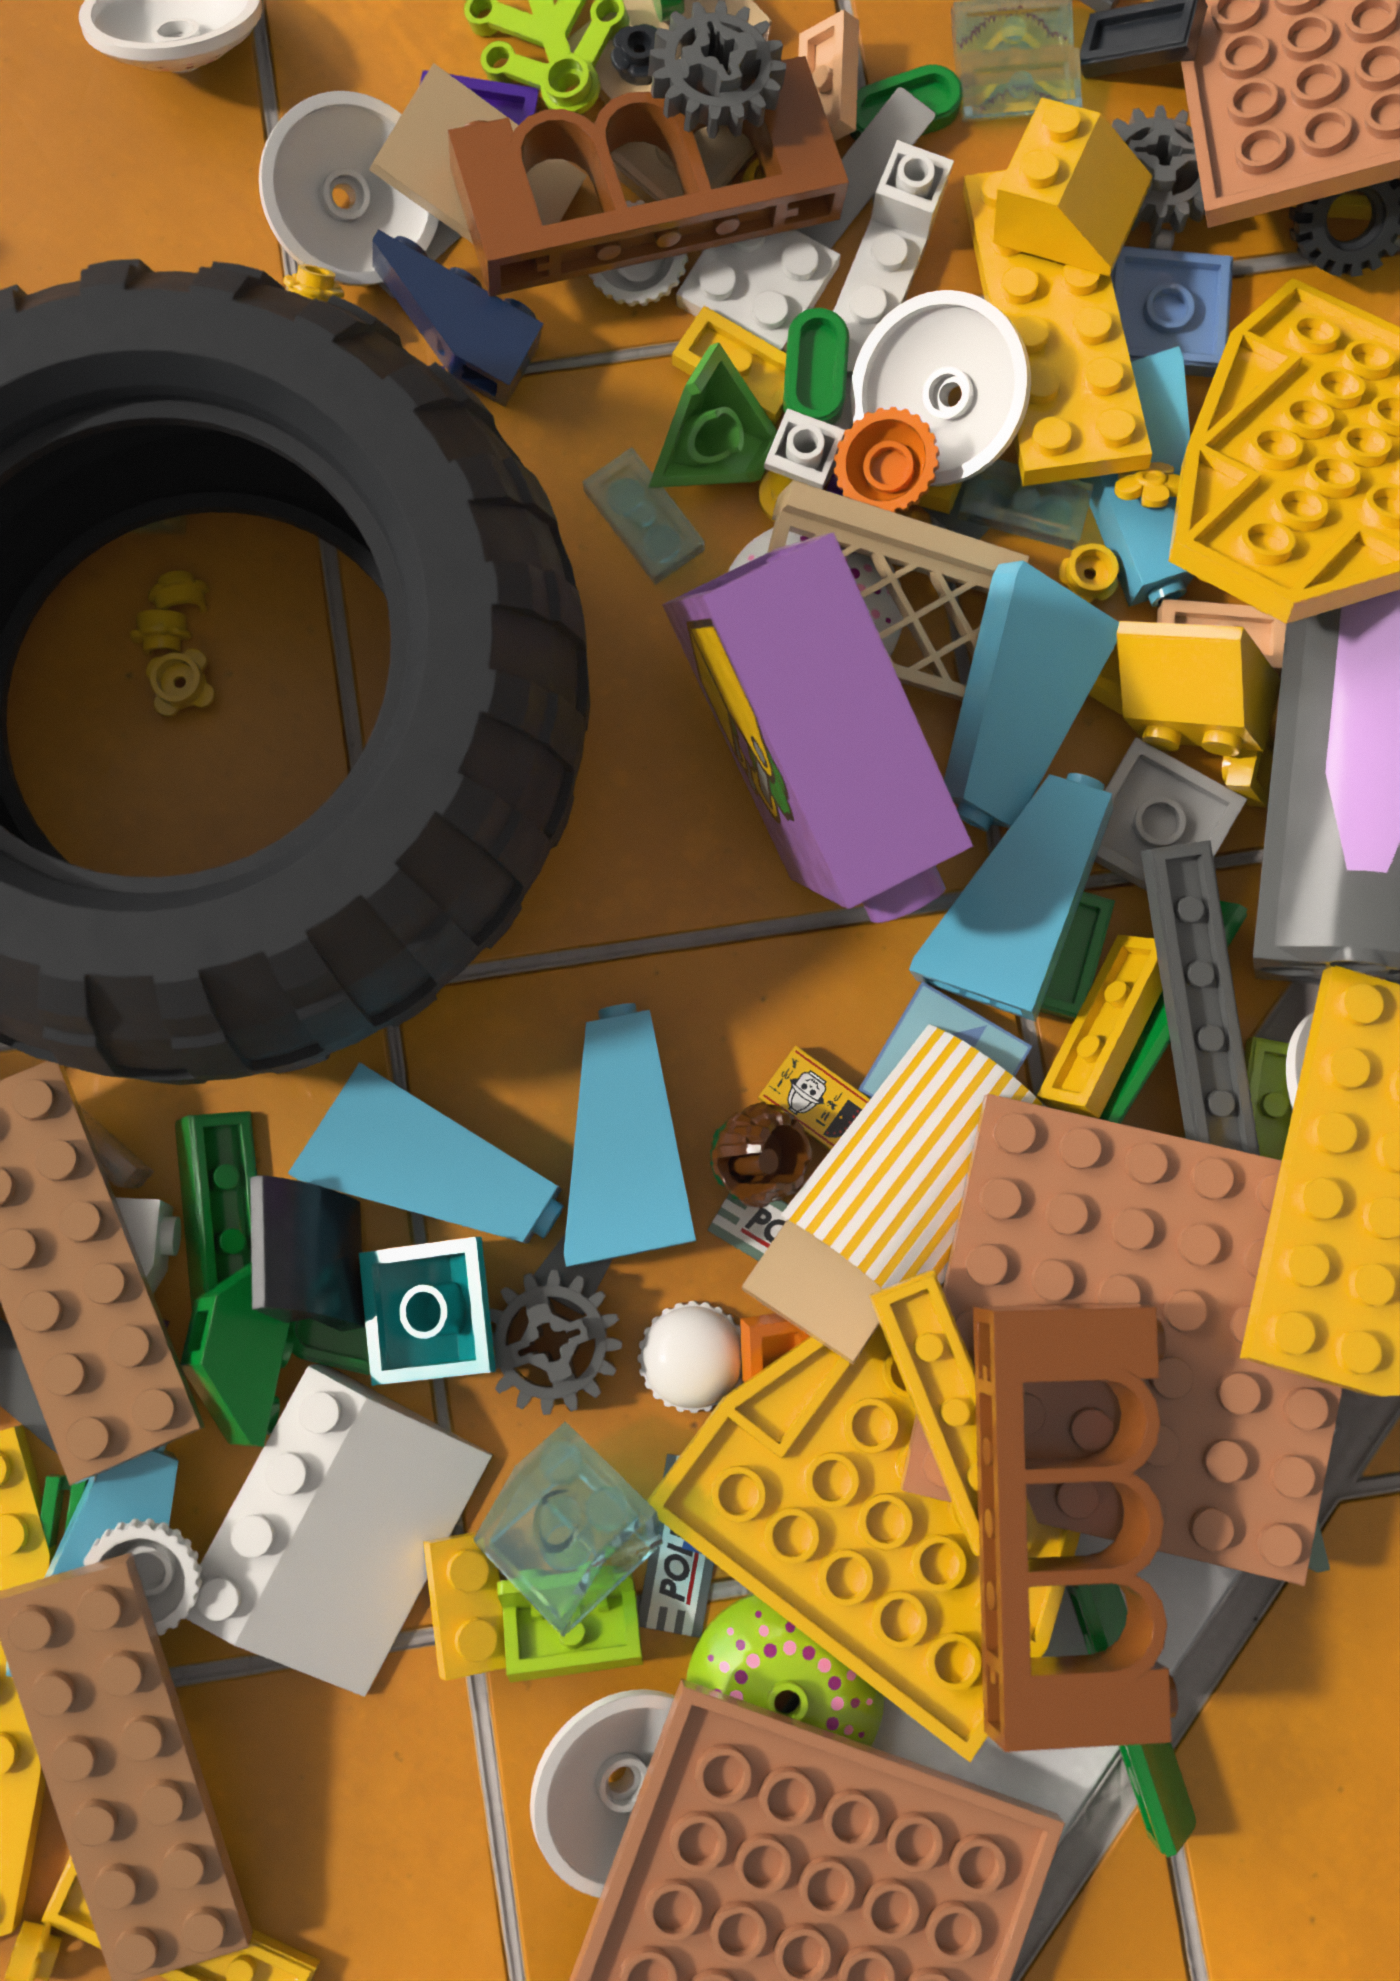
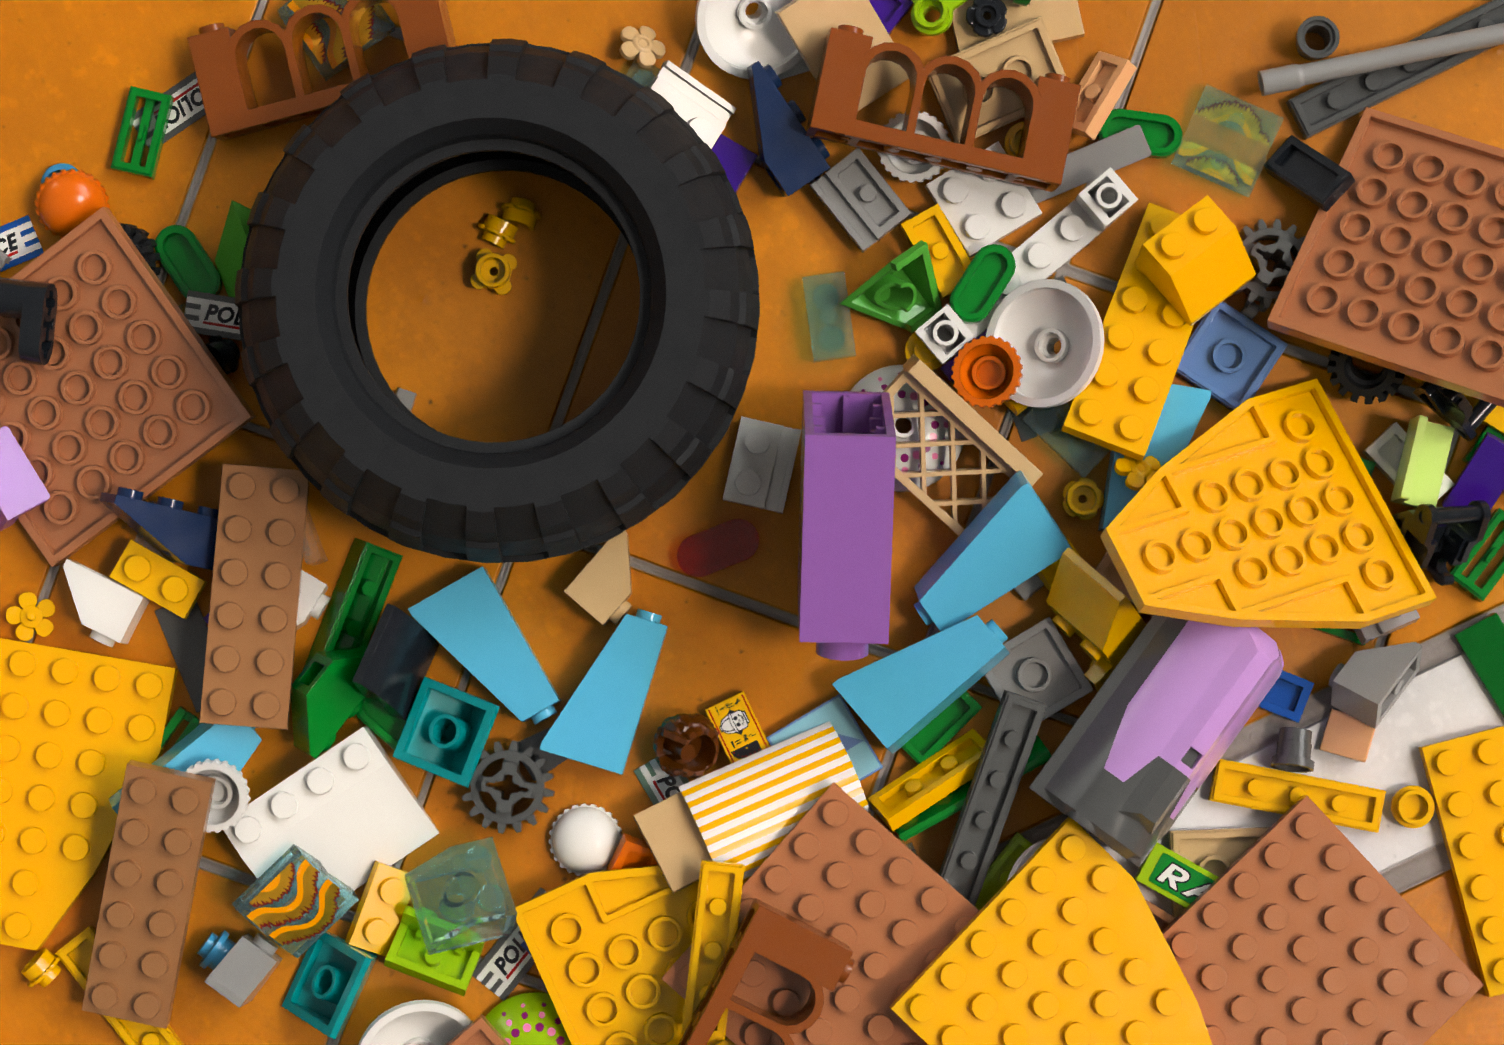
camera: 25 degrees right, 5 degrees up
(265, 1791) = (215, 949): none -> dark azure plate
(314, 283) = (701, 70): yellow plate -> none
(316, 1802) = (245, 969): none -> light grey slope
(338, 1662) = (295, 901): none -> slope
(449, 1751) = (329, 984): none -> teal slope
(536, 999) = (605, 582): none -> tan slope
(604, 354) = (860, 200): none -> light grey plate
(659, 746) = (761, 465): none -> white plate
(660, 880) = (718, 548): none -> clear red tile
(716, 69) = (1032, 77): dark grey gear -> none
(1086, 720) = (1029, 587): none -> light grey piece

